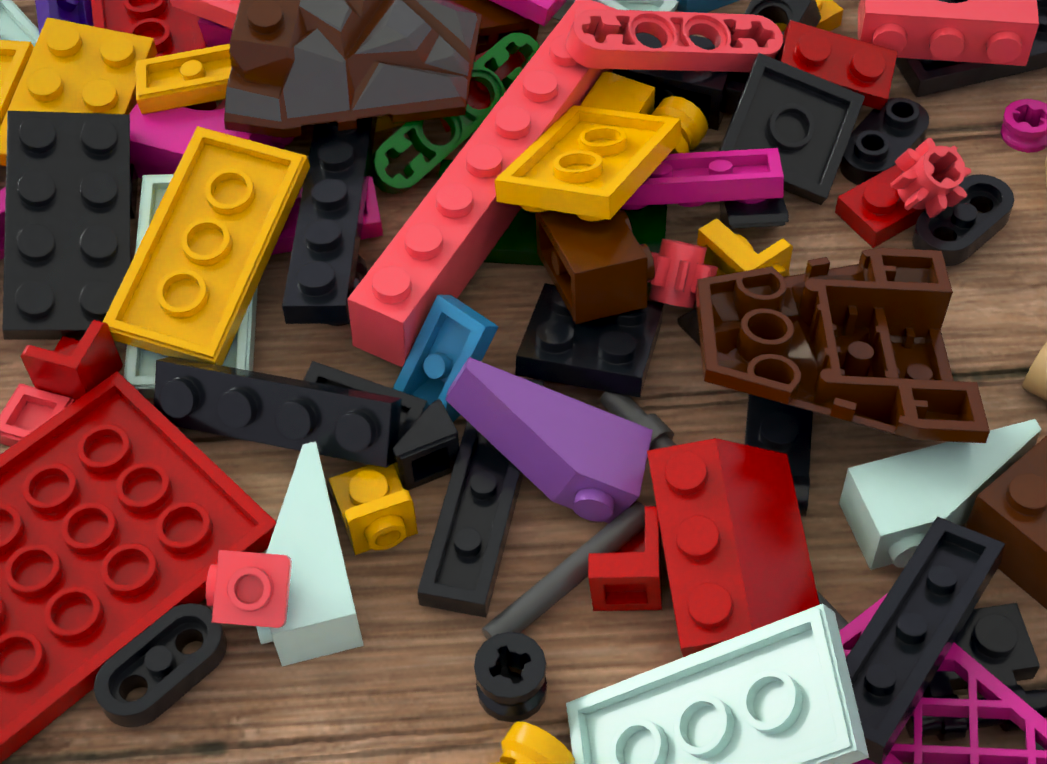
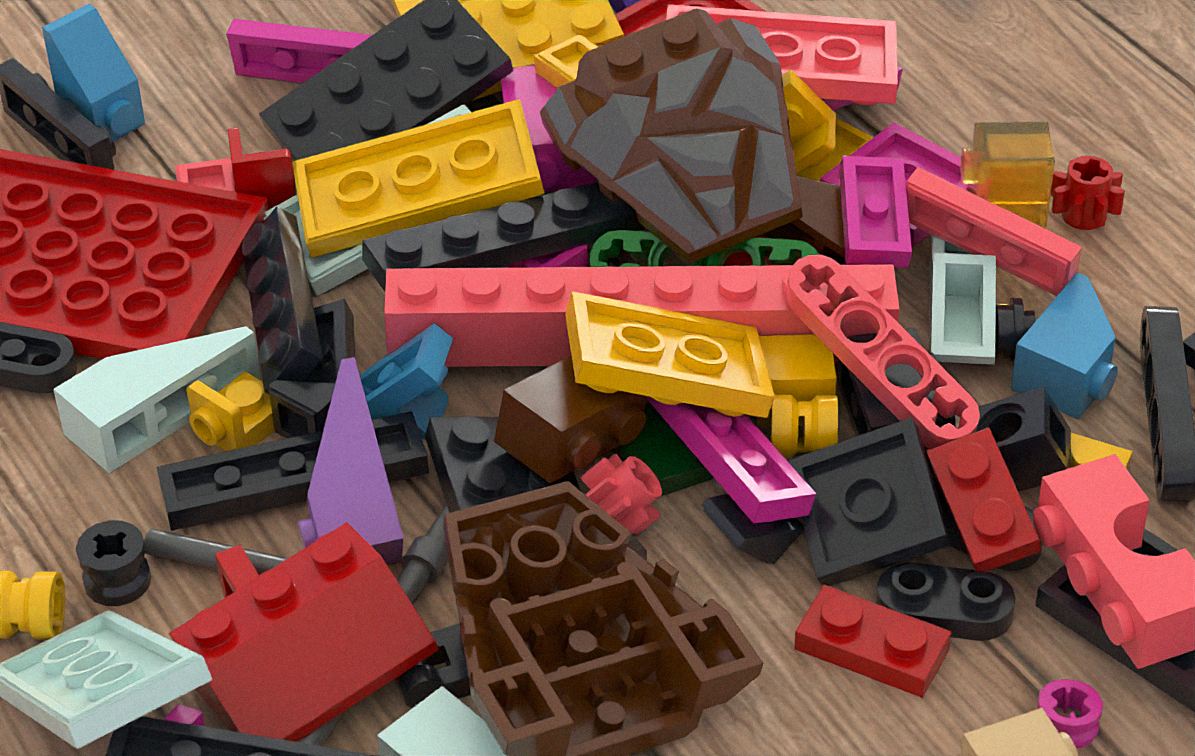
camera: 60 degrees right, 10 degrees down
(249, 588) = (81, 349): coral bracket -> none
(735, 254) = (671, 533): yellow bracket -> none
(931, 177) = (850, 616): coral gear -> none
(962, 228) = (868, 695): black plate -> none

